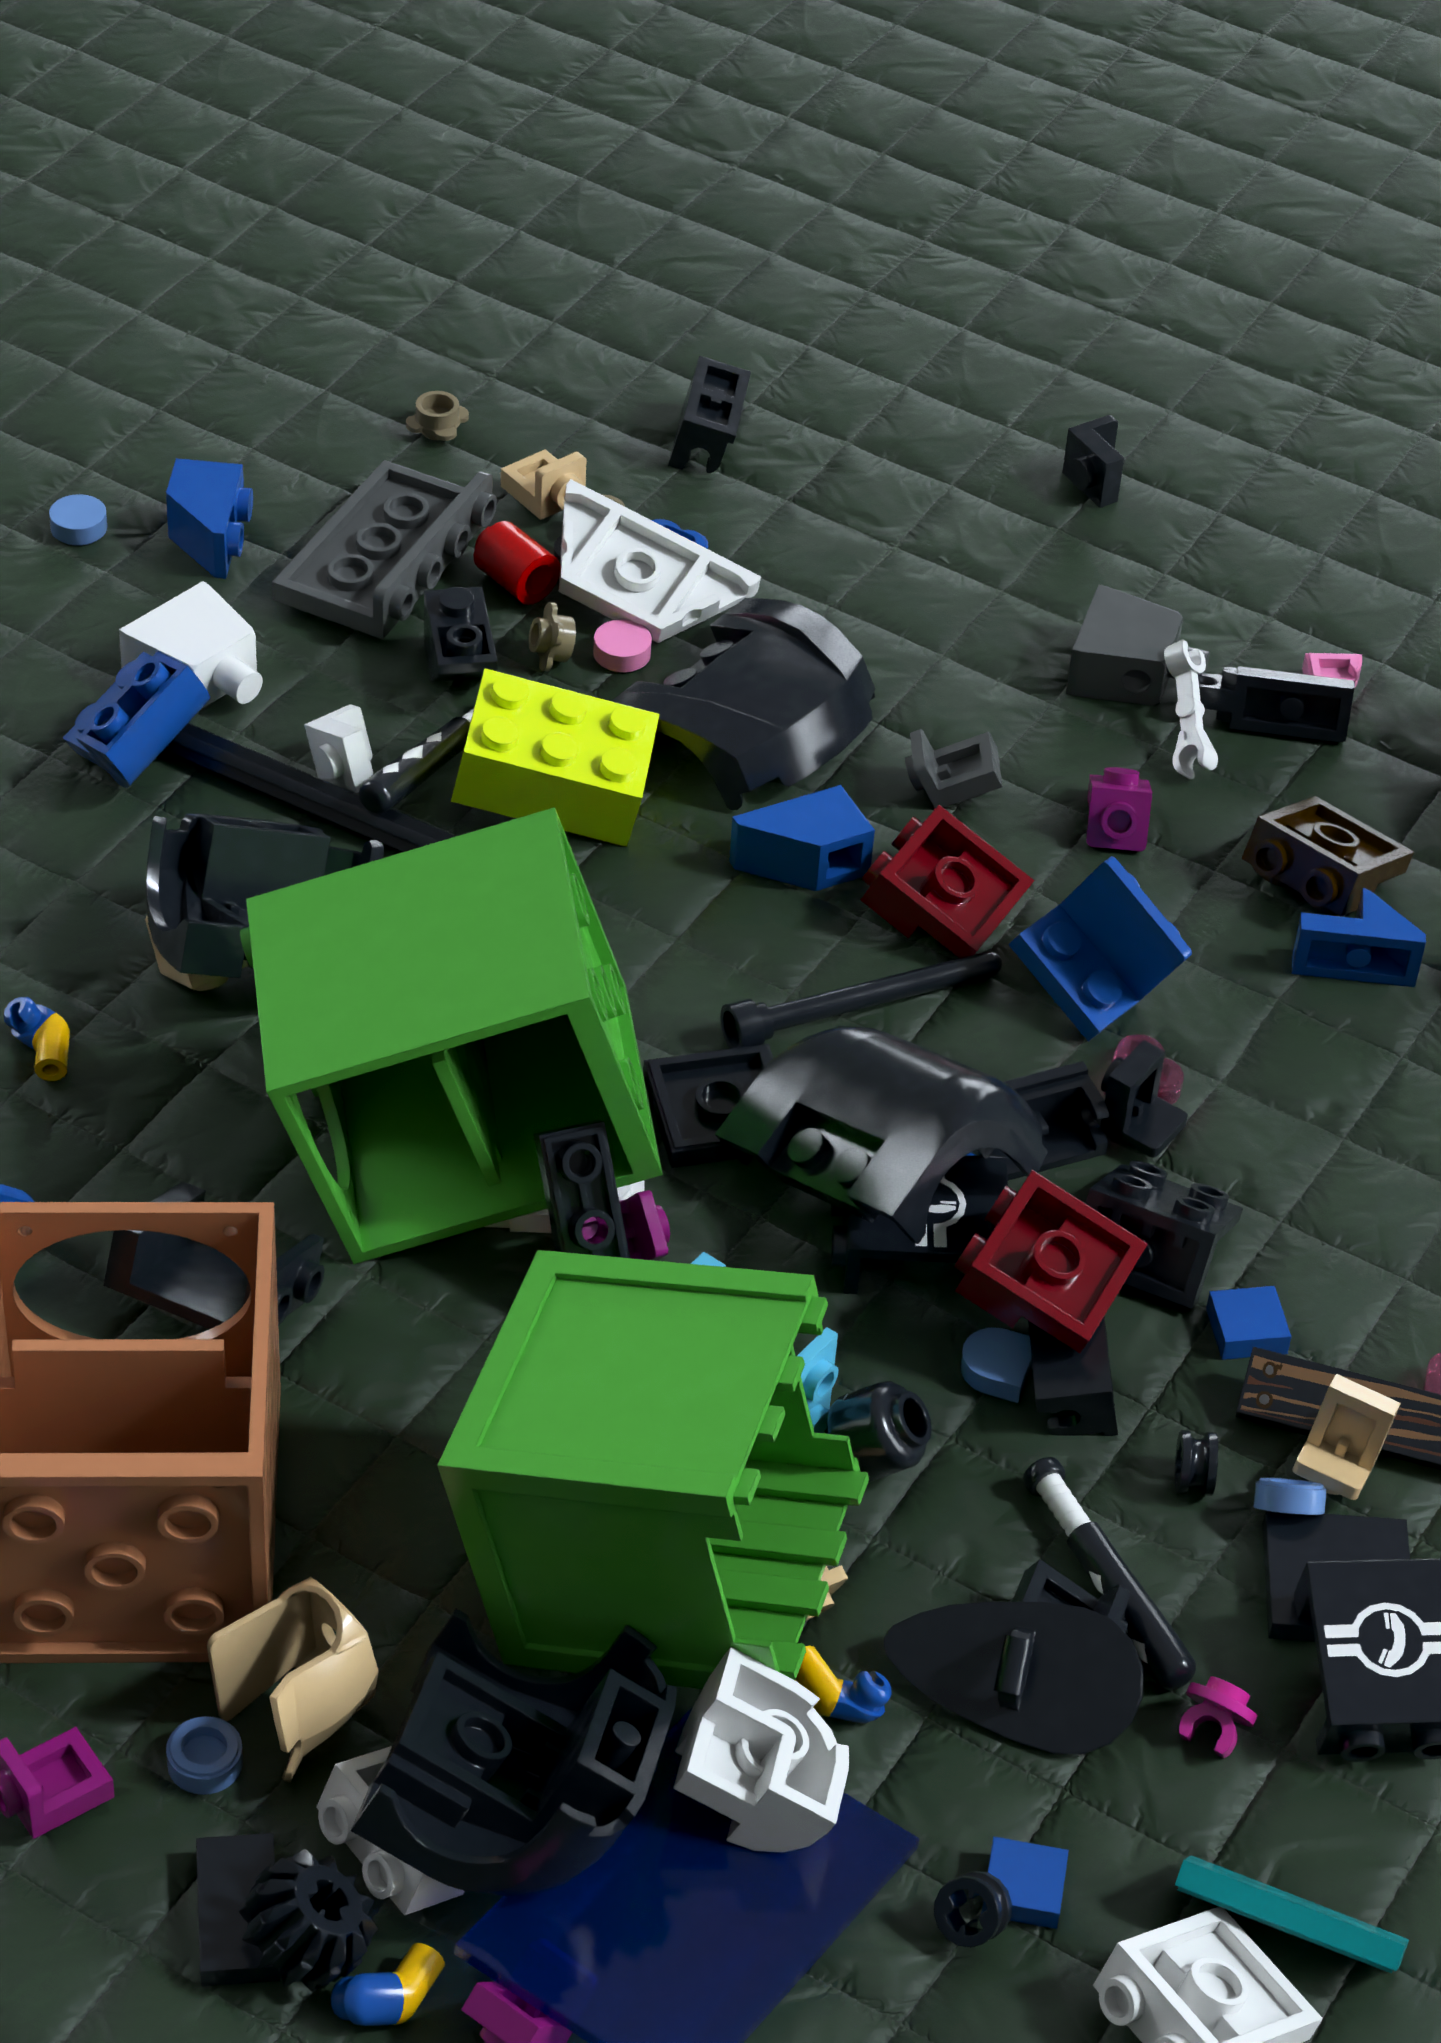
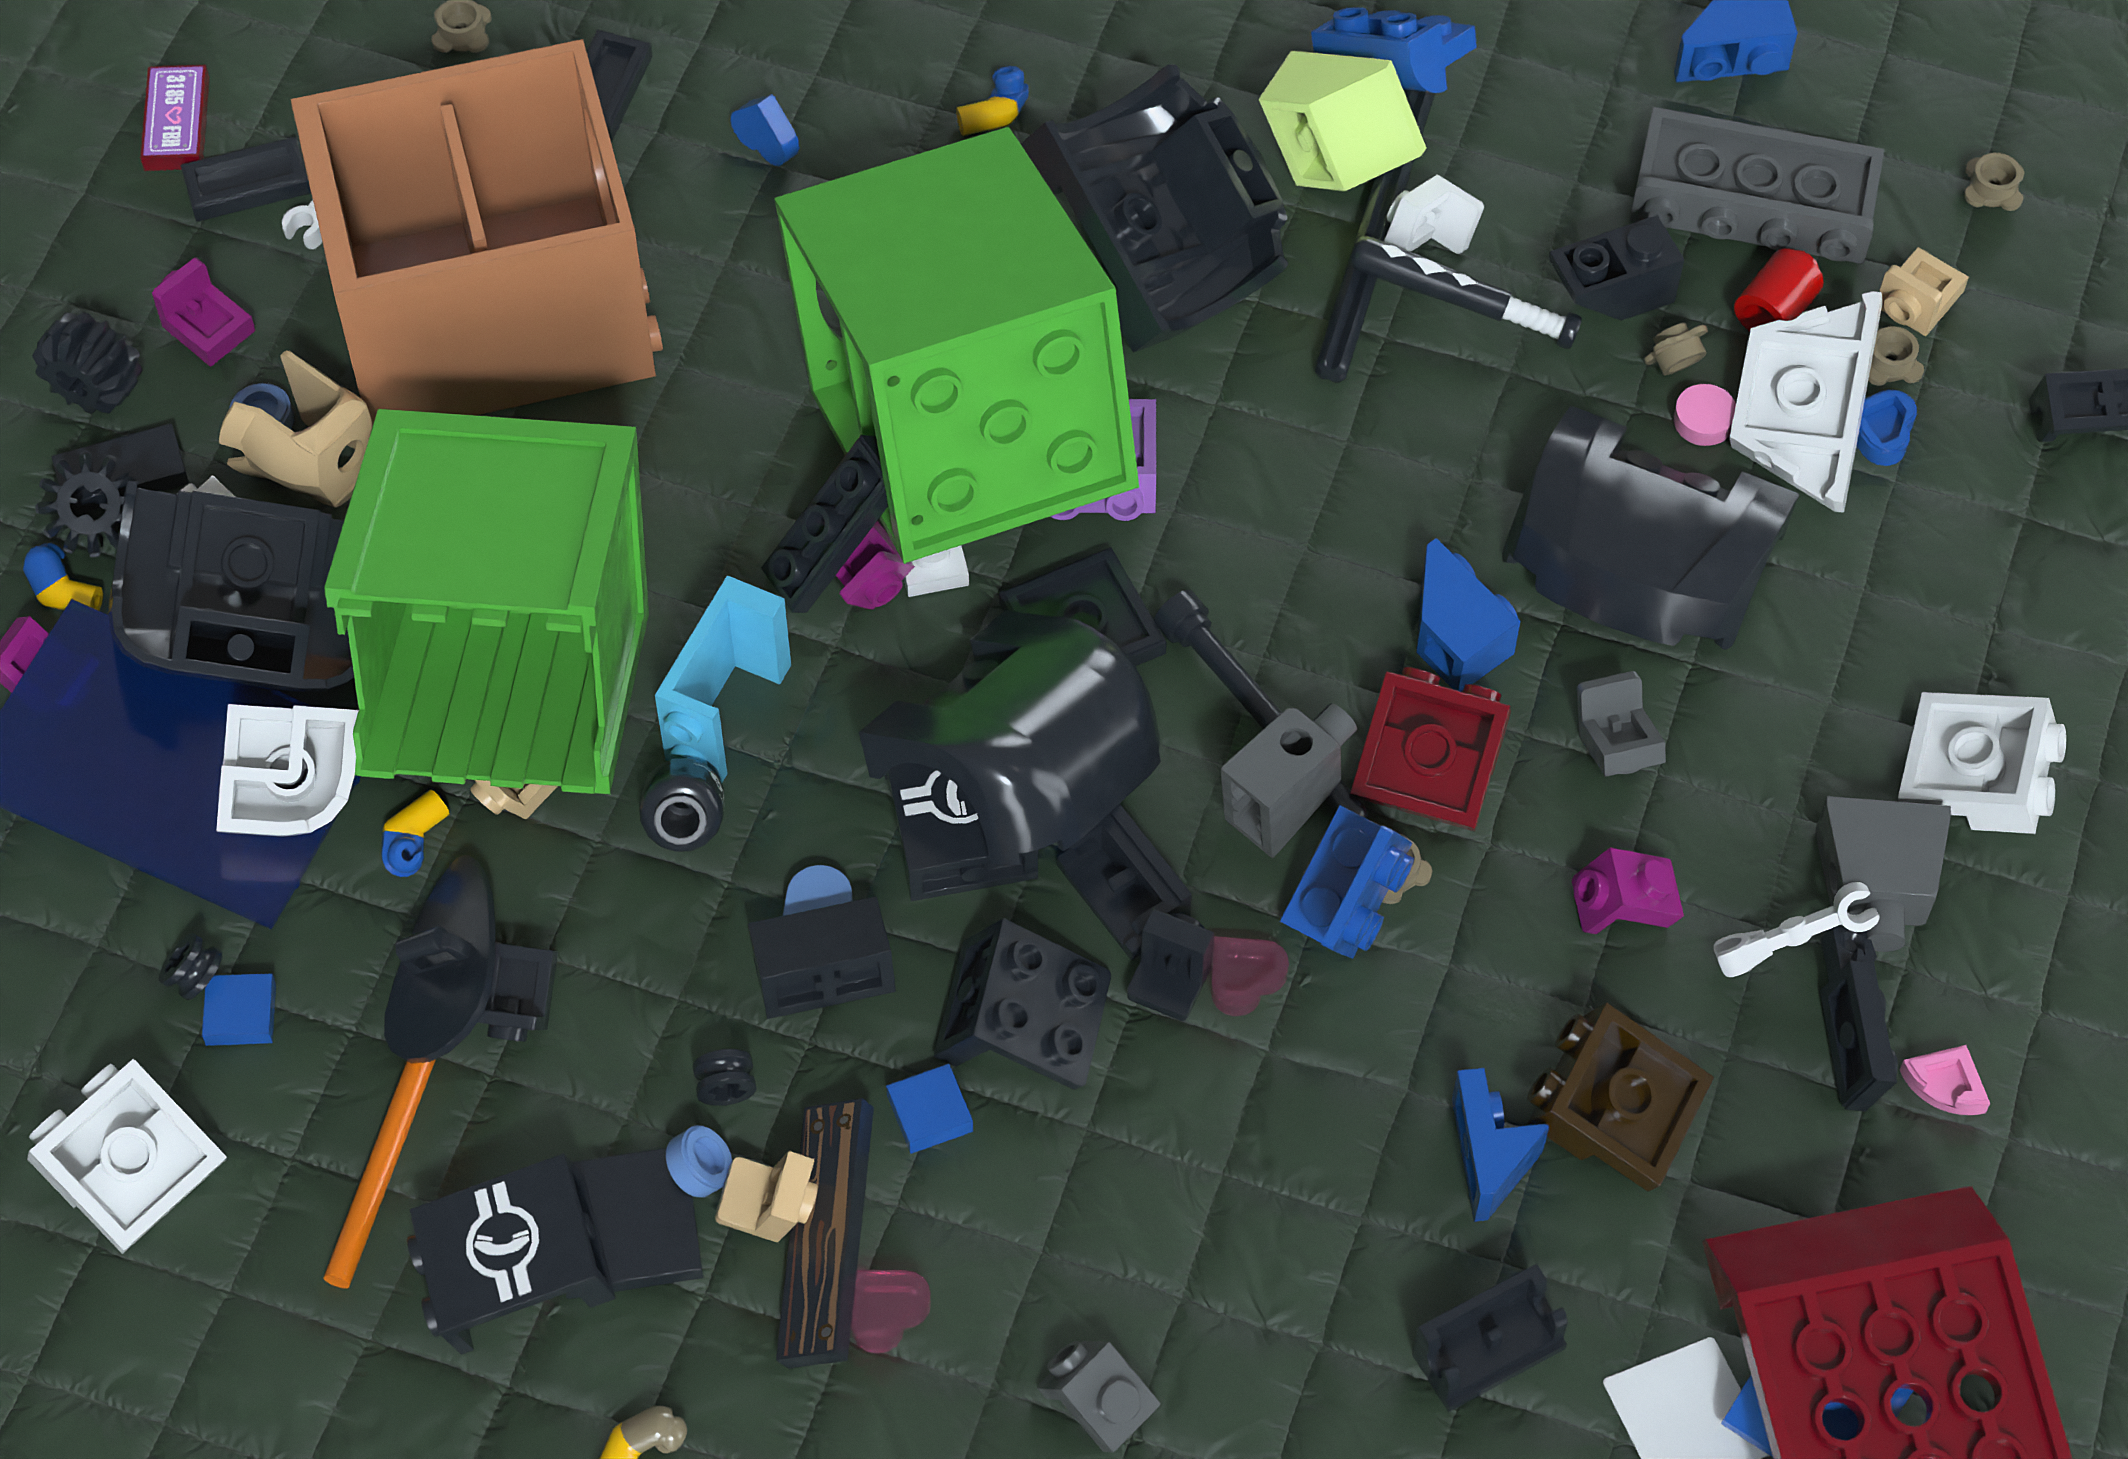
camera: 80 degrees right, 15 degrees up
(92, 1895) = (87, 362): none -> black gear
(198, 1279) = (730, 280): black panel -> none
(203, 635) = (1534, 75): white torso -> none
(218, 754) = (1340, 119): none -> yellowish green slope
(556, 749) = (1470, 378): neon yellow brick -> none
(971, 972) = (1285, 775): none -> dark grey torso
(1042, 568) = (1985, 759): none -> white plate
(1048, 1262) = (879, 889): dark red plate -> none
(1147, 1627) = (564, 1040): black piece -> none
(1219, 1703) = (442, 1132): dark pink plate -> none
(1250, 1784) = (377, 1174): none -> orange bar
(1291, 1914) = (227, 1215): teal tile -> none

